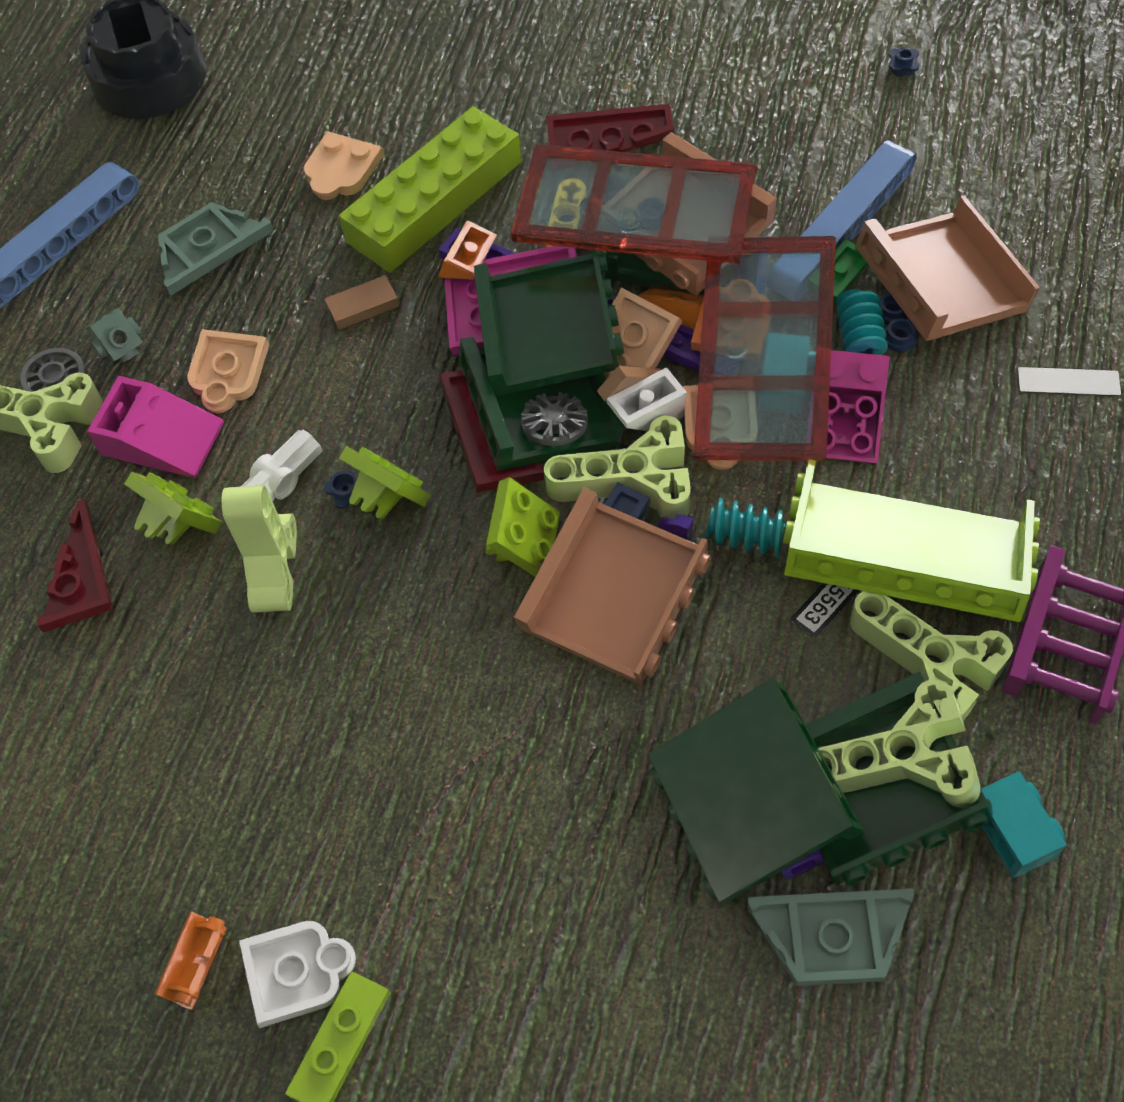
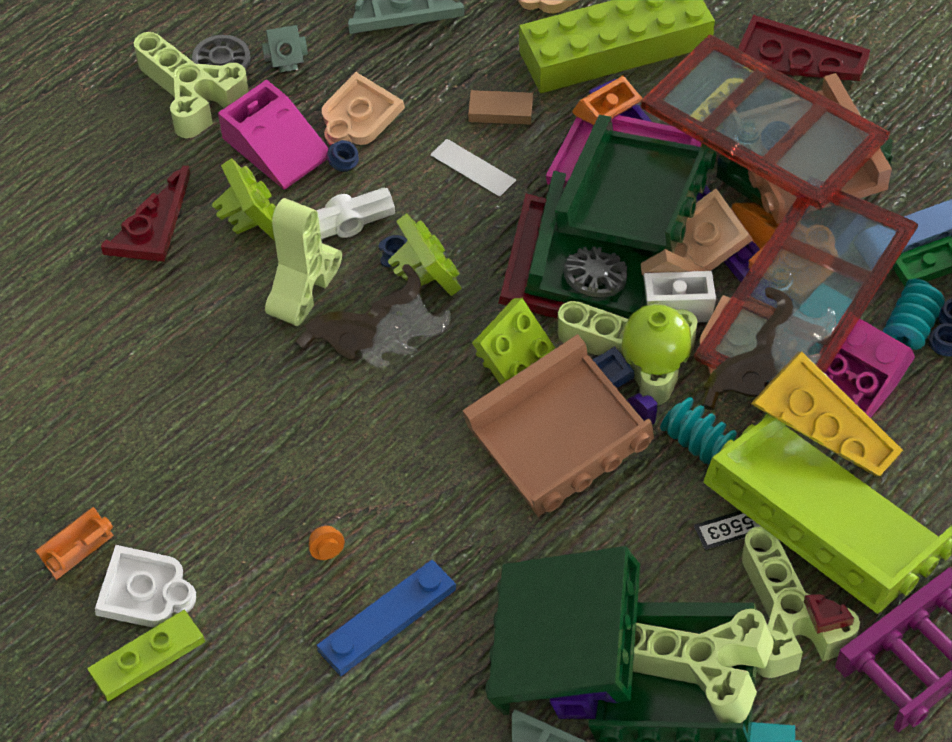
camera: 25 degrees right, 5 degrees down
(236, 410) = (346, 150): none -> dark blue plate
(369, 371) = (473, 167): none -> white sticker
(383, 571) = (380, 331): none -> piece
(455, 821) = (326, 543): none -> orange plate
(560, 868) = (386, 617): none -> blue plate
(657, 457) = (656, 339): none -> lime cylinder
(777, 417) = (777, 343): none -> dark brown piece
(848, 453) = (823, 412): none -> yellow wing
(977, 646) = (827, 614): none -> dark red tile

